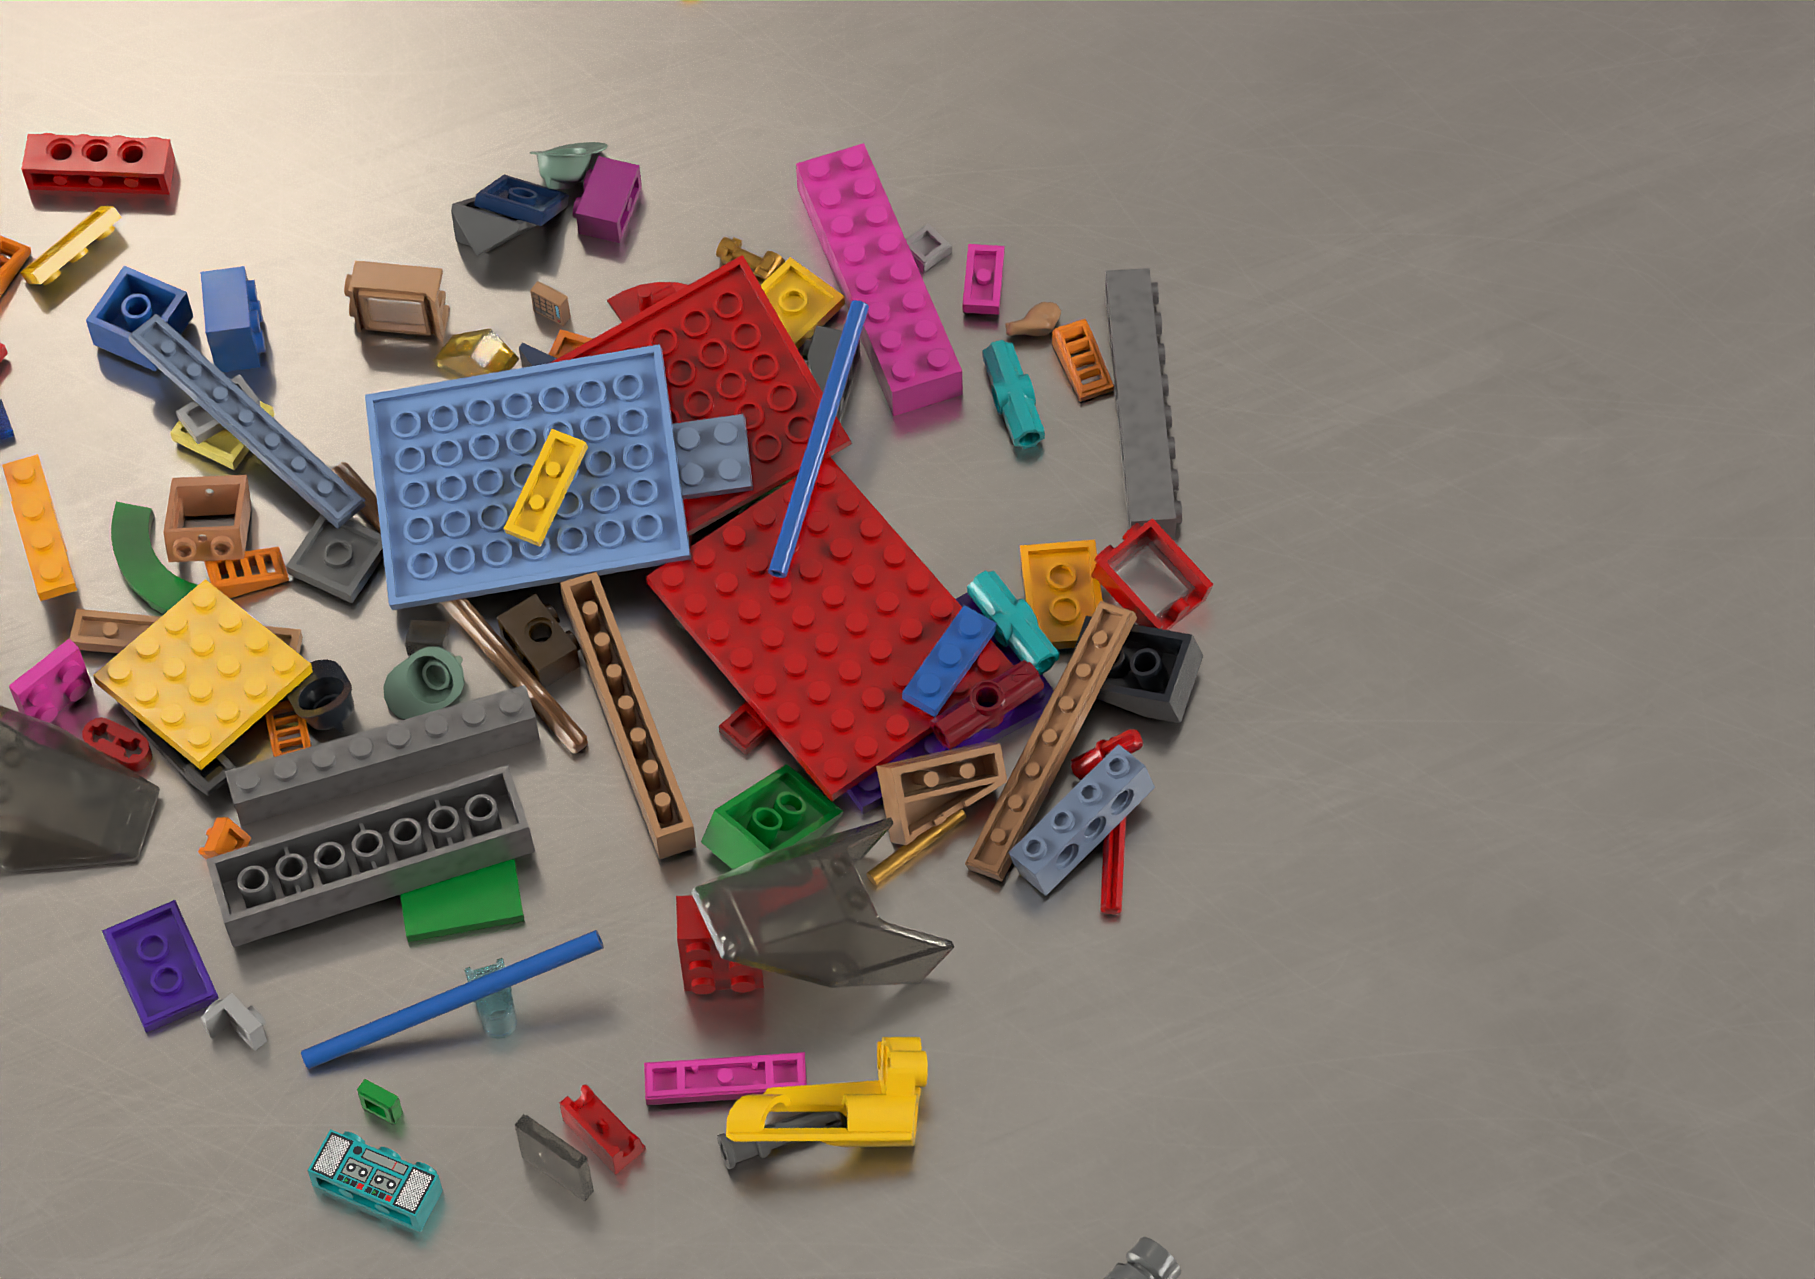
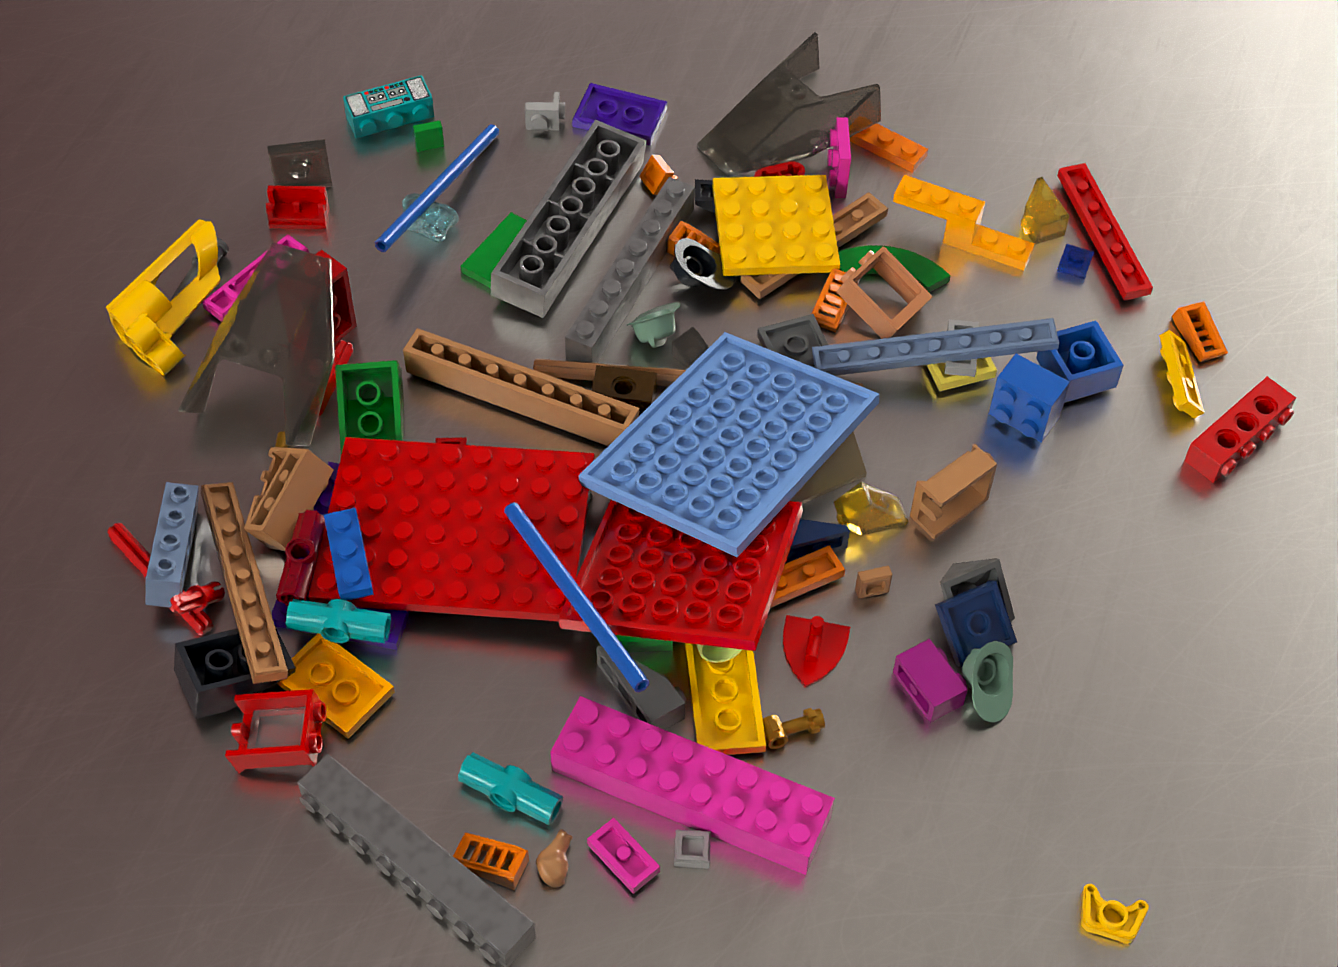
camera: 130 degrees right, 5 degrees down
(545, 487) = (703, 428): yellow plate -> none
(713, 456) = (634, 540): sand blue plate -> none

